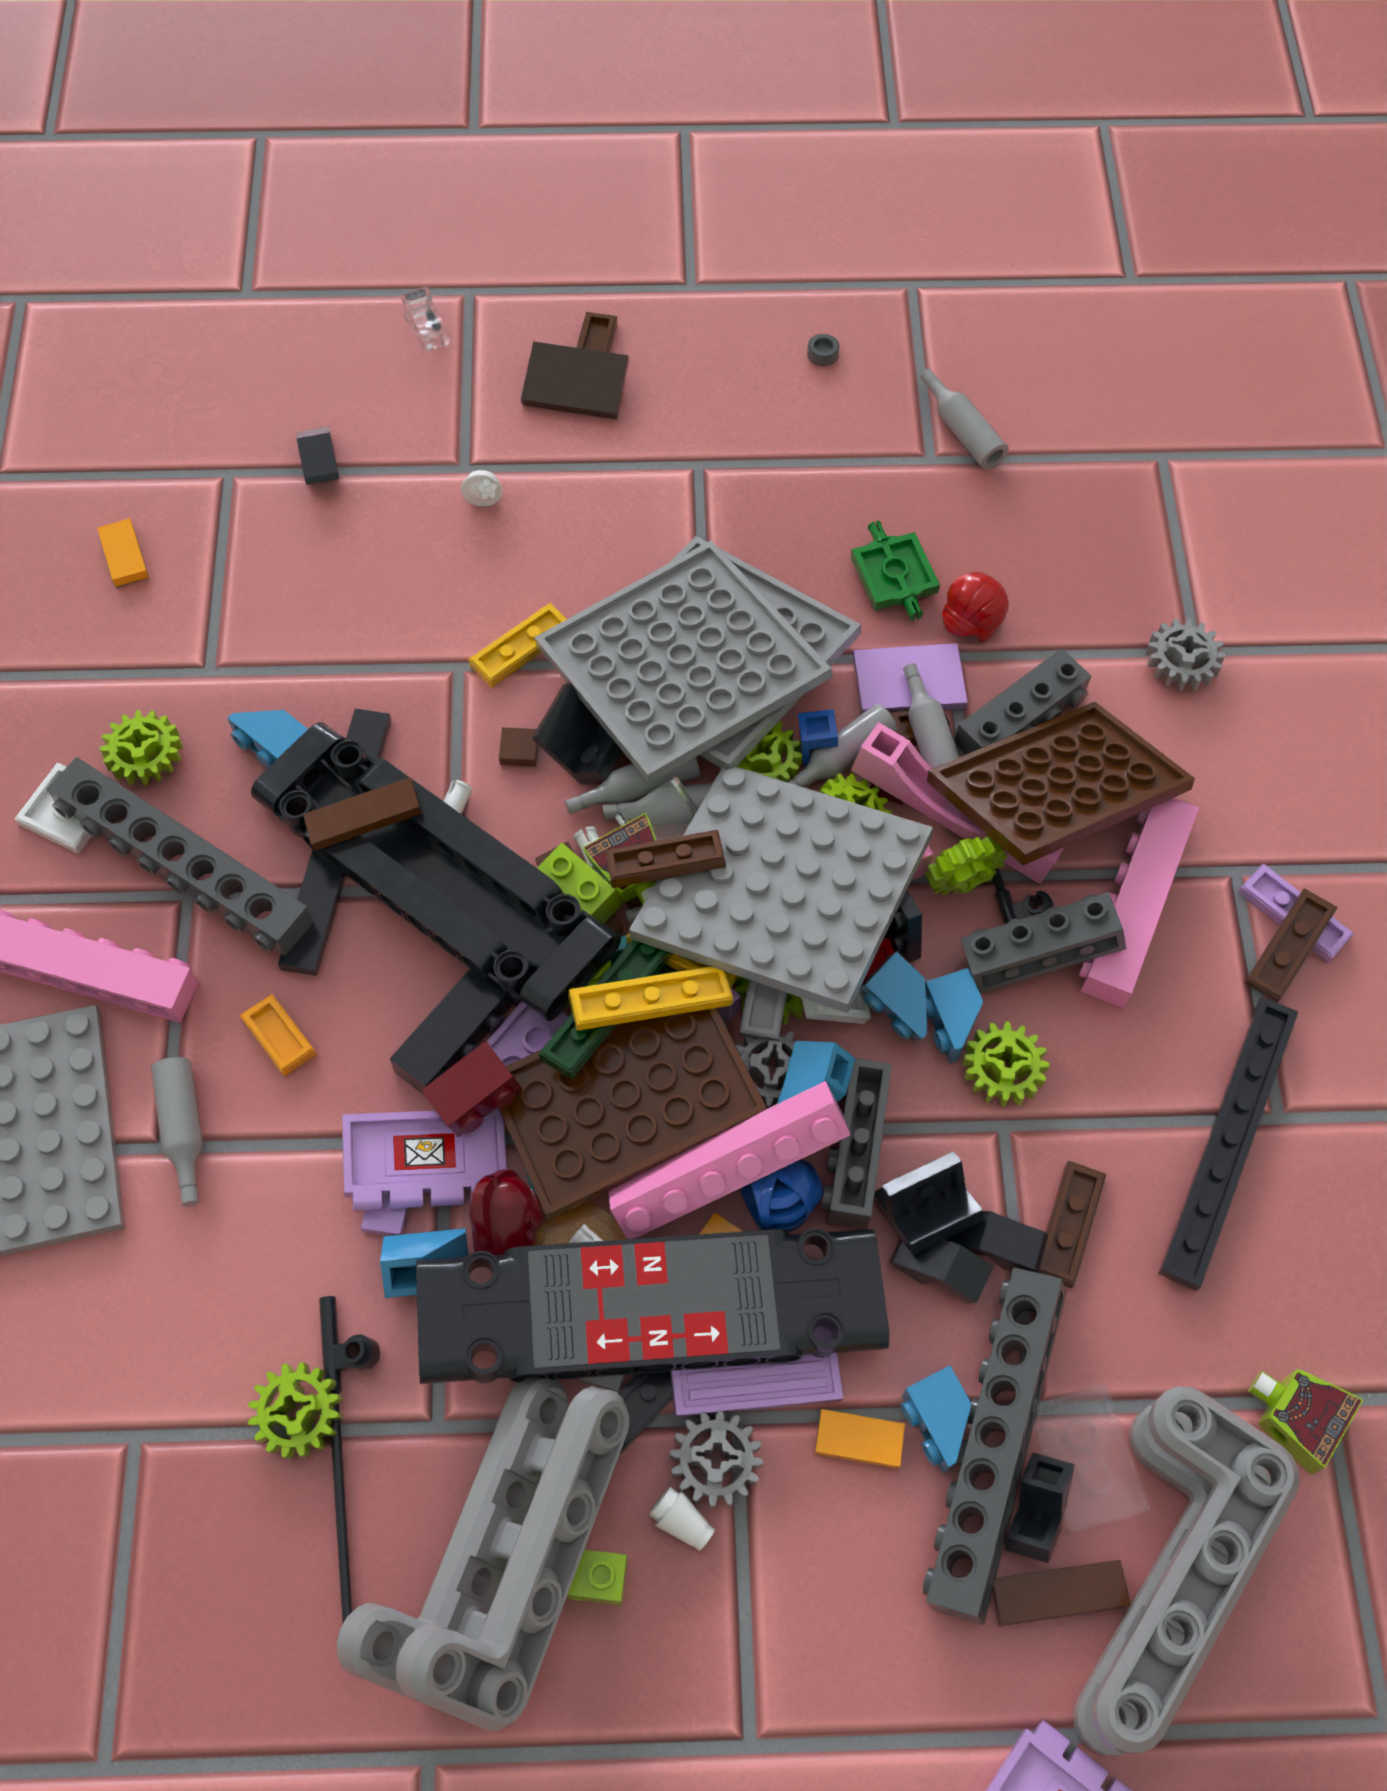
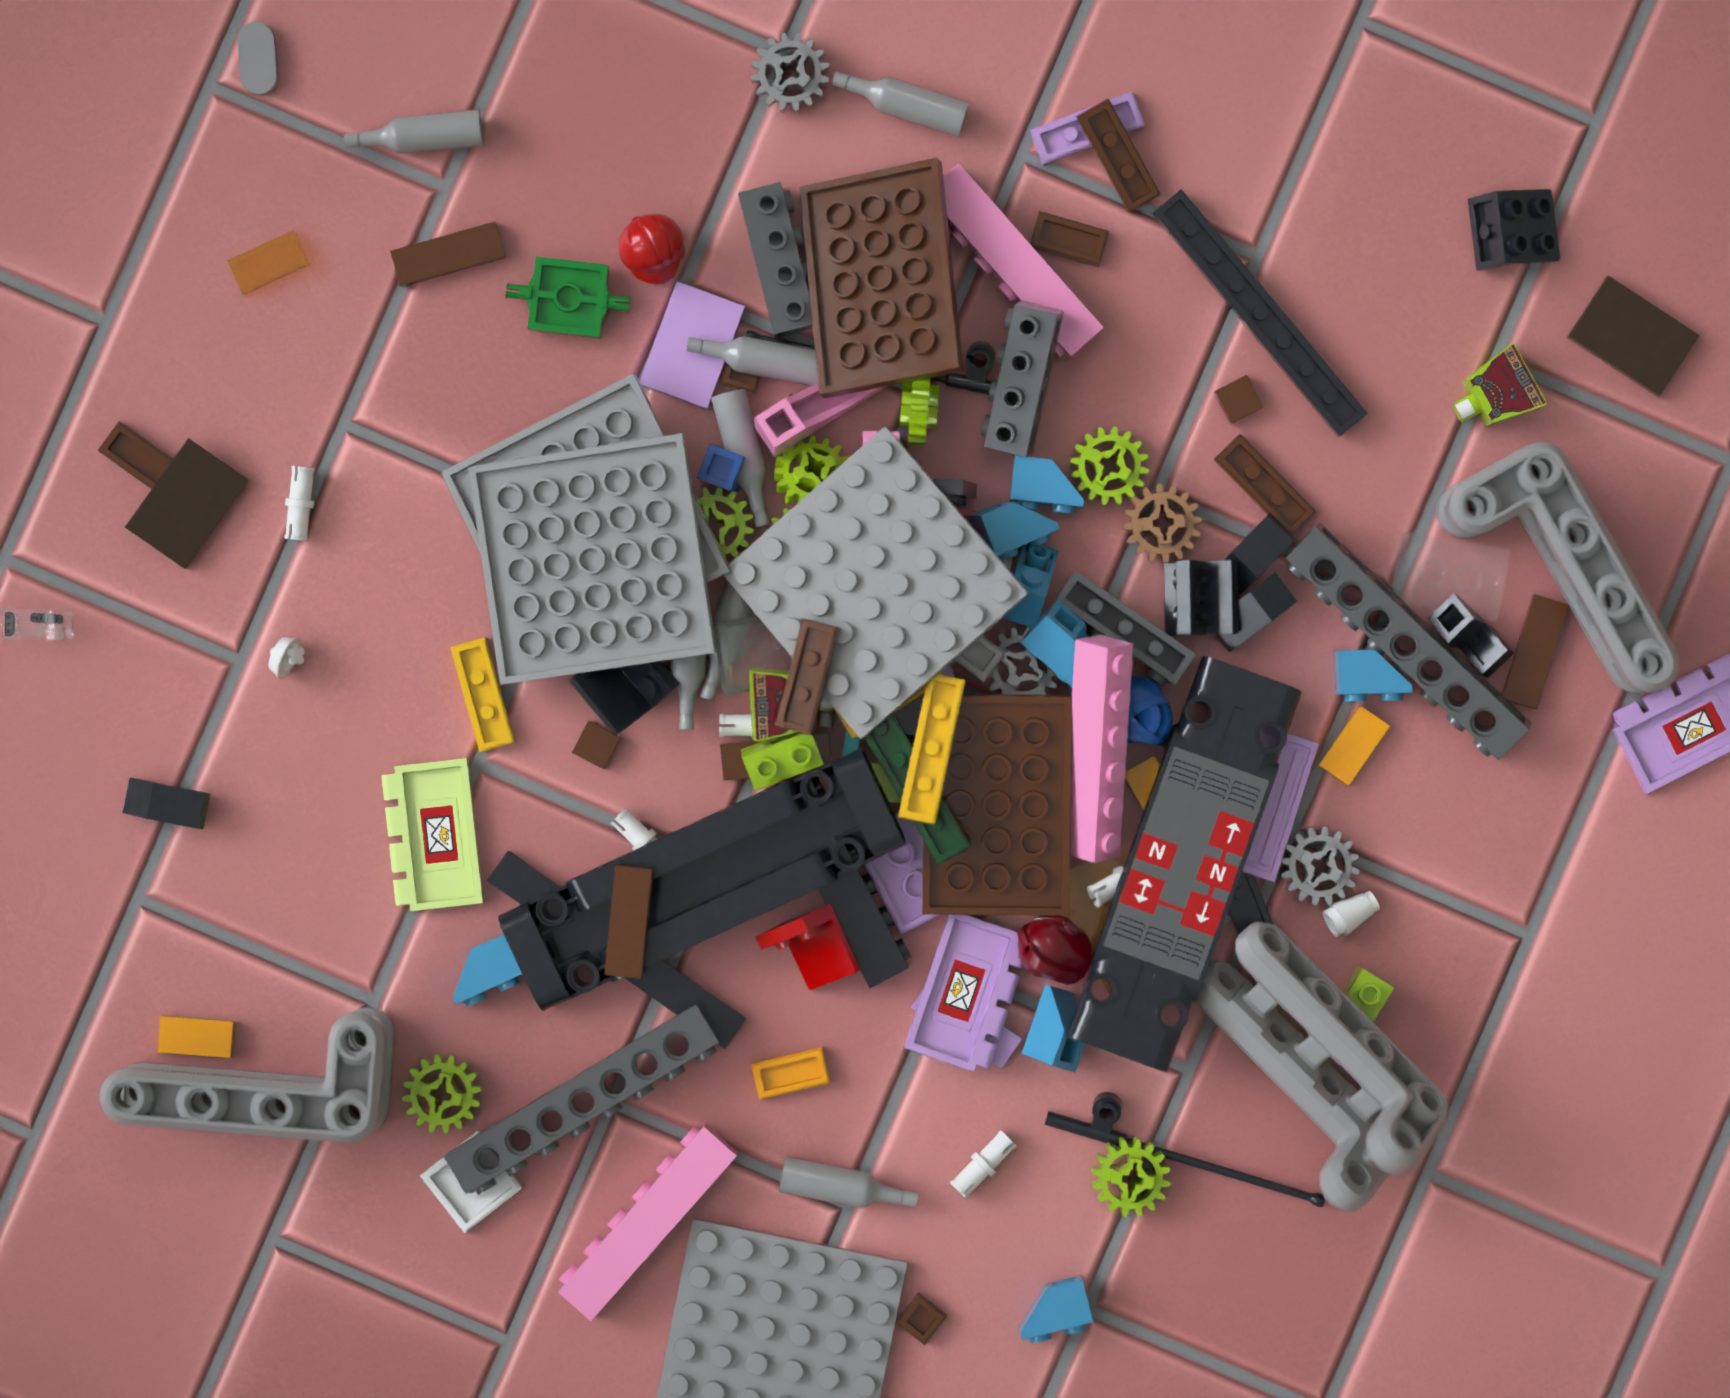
camera: 60 degrees left, 25 degrees up
(66, 1266) = (921, 1318): none -> reddish brown tile
(99, 650) = (250, 1099): none -> light grey beam
(123, 1399) = (1057, 1308): none -> dark azure slope
(252, 1254) = (983, 1164): none -> white pin
(378, 659) = (436, 833): none -> yellowish green hinge
(424, 987) = (816, 946): none -> red bracket
(472, 1090) = (936, 931): dark red brick -> none
(616, 453) = (299, 503): none -> white pin
(798, 366) = (268, 262): none -> clear yellow tile
(823, 350) = (258, 226): dark grey tile -> none
(858, 1035) = (1034, 573): none -> dark azure slope
(878, 478) = (448, 254): none -> reddish brown tile
(952, 302) = (258, 58): none -> light grey tile
(981, 1120) = (1146, 524): none -> medium nougat gear
(1137, 1159) = (1238, 399): none -> reddish brown tile
(1189, 941) = (1069, 239): none -> reddish brown tile
(1223, 757) = (909, 102): none -> light grey piece

